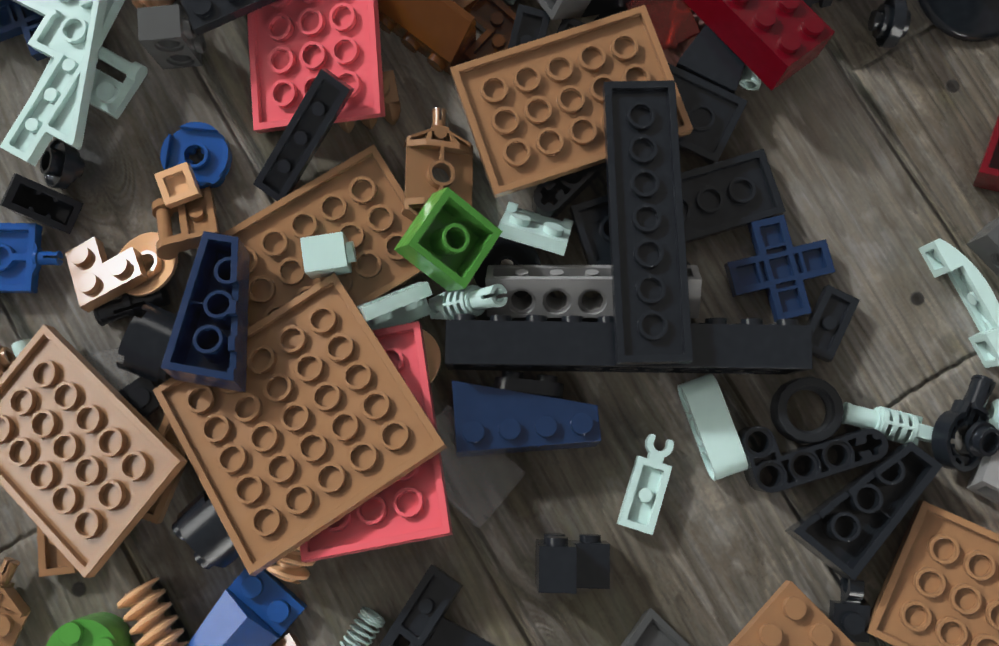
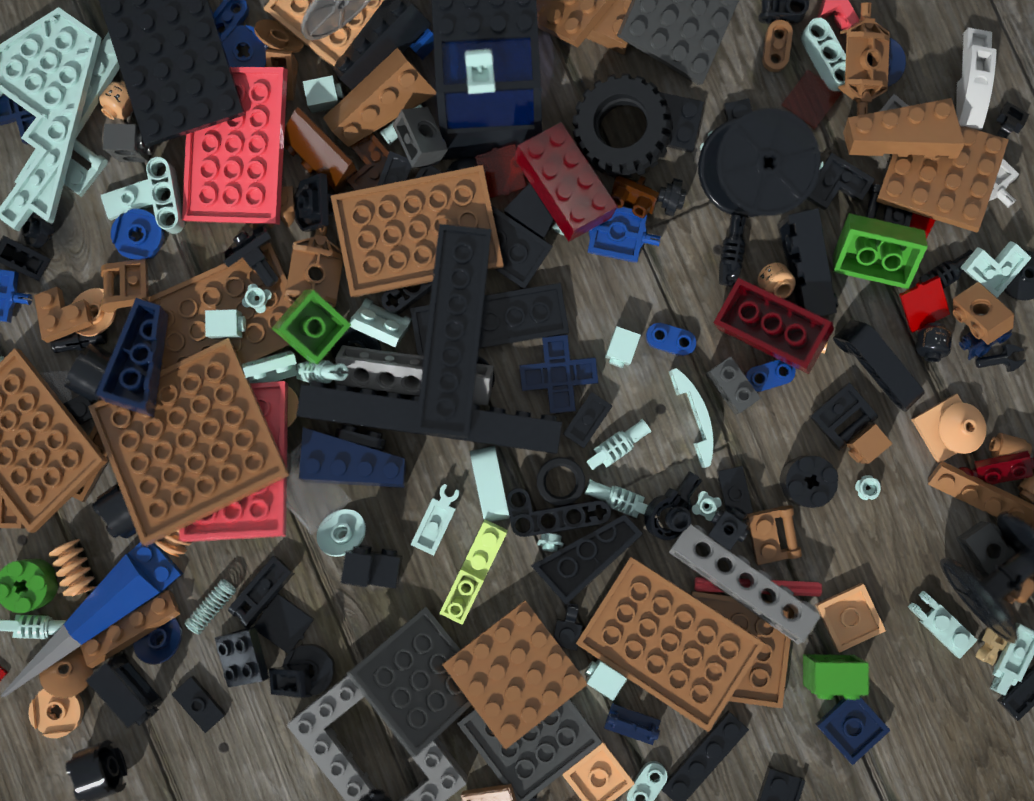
camera: 10 degrees right, 5 degrees up
(178, 185) = (121, 257): light nougat plate -> none
(187, 107) = (127, 198): none -> light aqua plate
(219, 89) = (158, 186): none -> light aqua beam
(303, 135) = (217, 232): black plate -> none
(347, 150) = (247, 246): none -> black piece
(363, 207) = (252, 292): none -> light aqua plate
(425, 84) = (313, 203): none -> black piece
(522, 505) = (331, 533): none -> light aqua dish
(709, 550) = (473, 571): none -> yellowish green slope
(808, 495) = (550, 542): none -> light aqua plate
(831, 81) = (621, 236): none -> blue plate
(850, 26) = (635, 194): none -> reddish brown hips
(857, 221) = (622, 347): none -> light aqua brick
(874, 351) = (618, 445): none -> light aqua hinge
(917, 207) = (671, 339): none -> blue plate
(976, 83) = (732, 252): none -> black hinge

